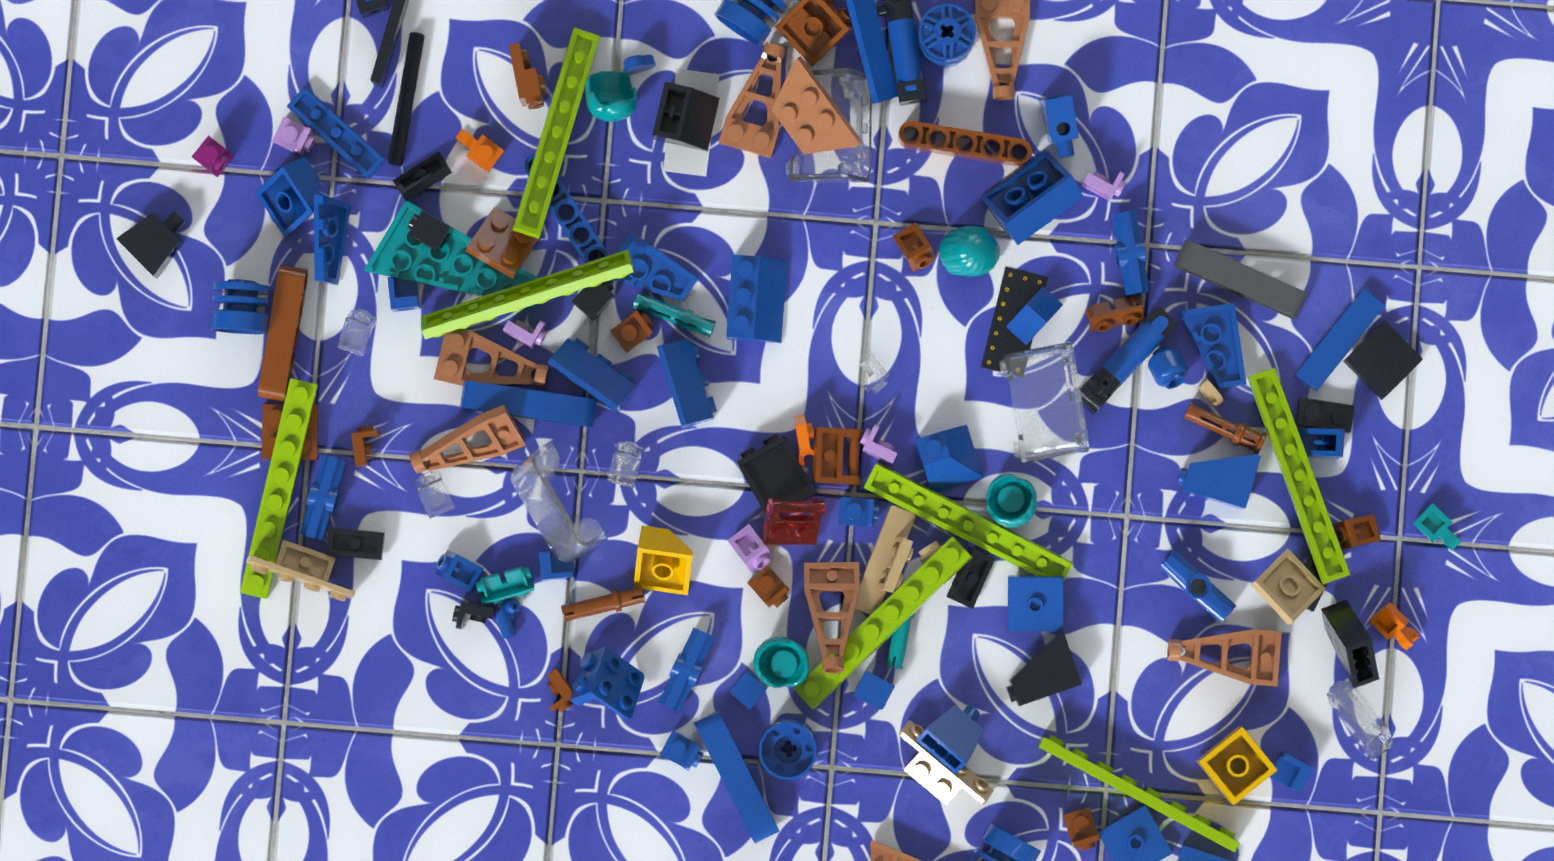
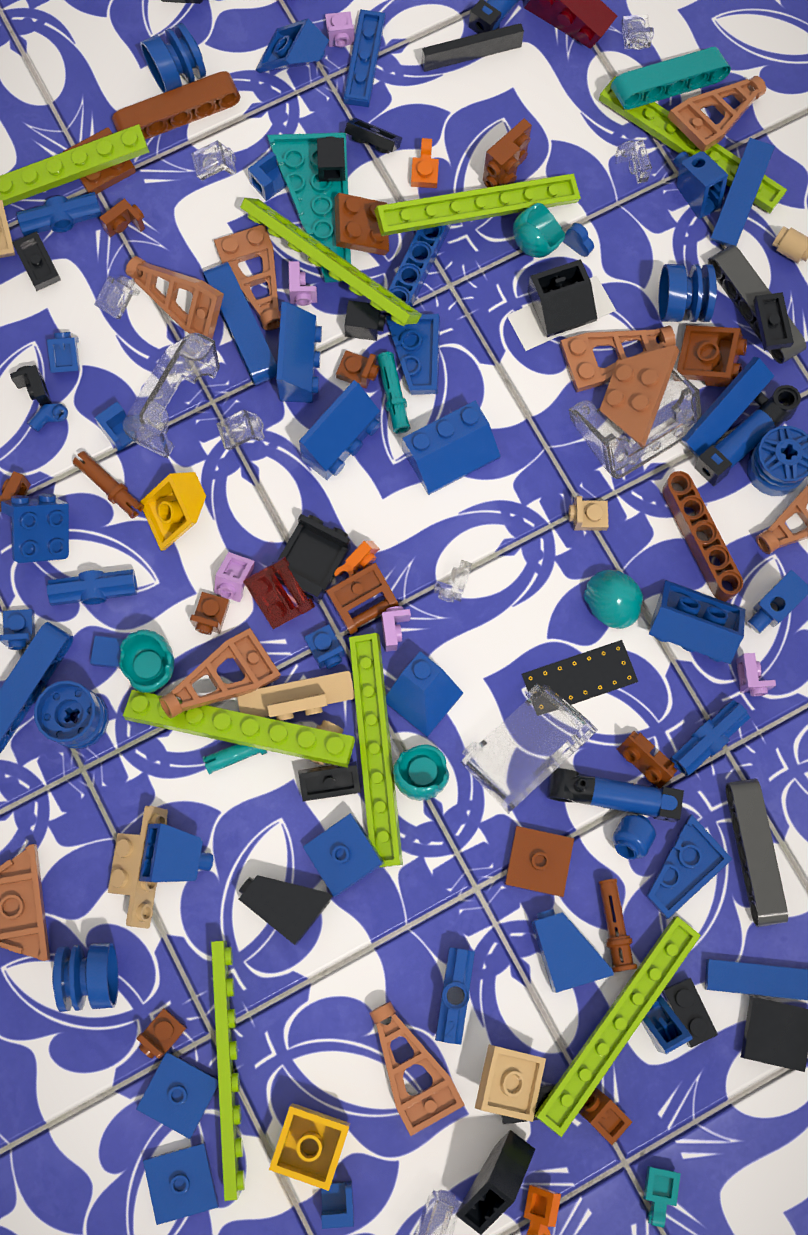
camera: 55 degrees right, 10 degrees down
(330, 233) = (277, 92): blue wing -> none
(406, 99) = (426, 90): black axle -> none
(517, 583) = (82, 403): teal hinge -> none
(873, 690) = (173, 758): blue panel -> none
(885, 222) = (589, 515): none -> tan bracket
(914, 247) = (585, 551): dark orange bracket -> none
(1034, 315) = (597, 689): blue slope -> none
(1138, 453) = (539, 861): none -> dark orange plate
(1210, 393) = (637, 891): tan tile -> none

